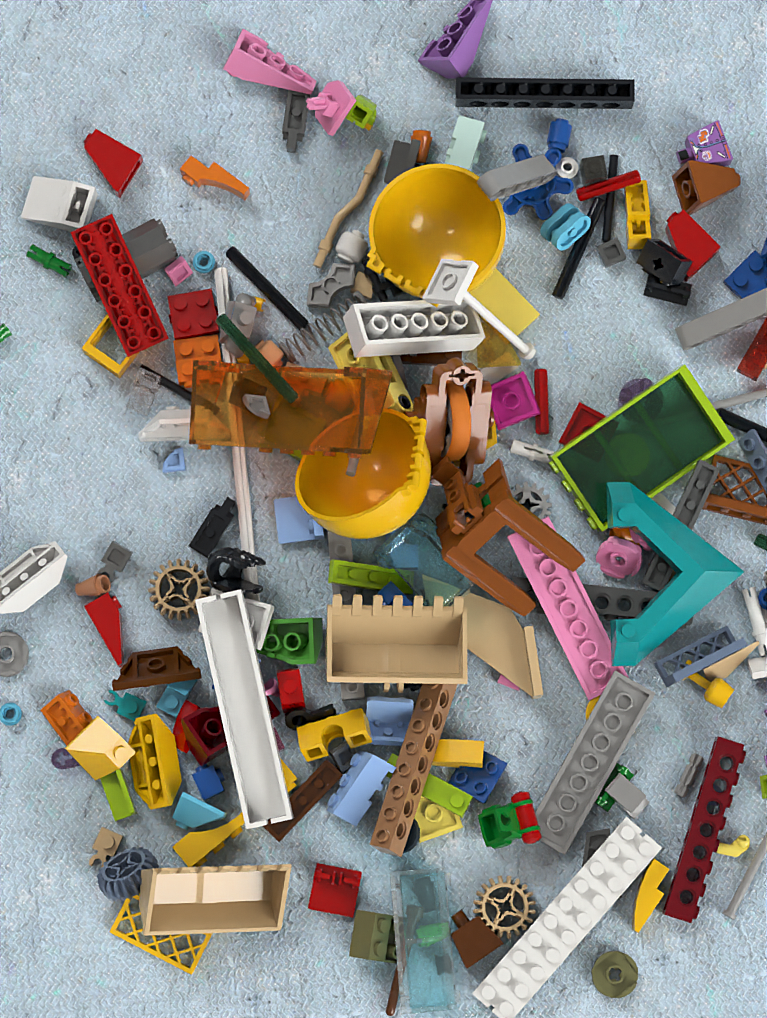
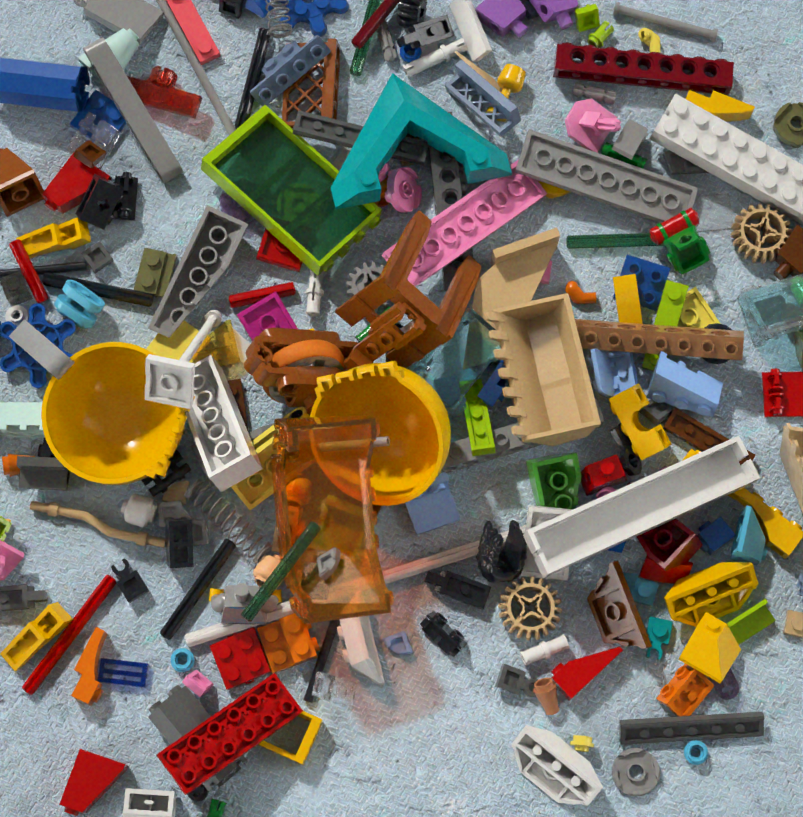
camera: 100 degrees left, 5 degrees down
(33, 715) = (691, 728): none -> dark grey tile
(42, 609) = (582, 743): none -> light yellow plate
(137, 594) = (544, 650): none -> white pin
(183, 500) = (450, 638): none -> black hinge
(198, 225) = (102, 670): none -> clear blue tile
(250, 166) = (69, 634): none -> red axle
(255, 135) = (36, 635): none -> yellow slope
(284, 228) = (131, 583): none -> black plate
(311, 276) = (179, 542): none -> black hinge
(477, 707) = (578, 296): none -> orange arm
(529, 750) = (609, 240): none -> clear green axle
(577, 345) = (199, 268): none -> light grey wedge
(584, 305) = (155, 272): none -> olive plate
(654, 761) = (590, 124): none -> bright pink piece
(713, 260) = (89, 154): none -> reddish brown plate
(727, 275) = (102, 135): none -> clear plate
(749, 794) = (600, 35): none -> lime pin

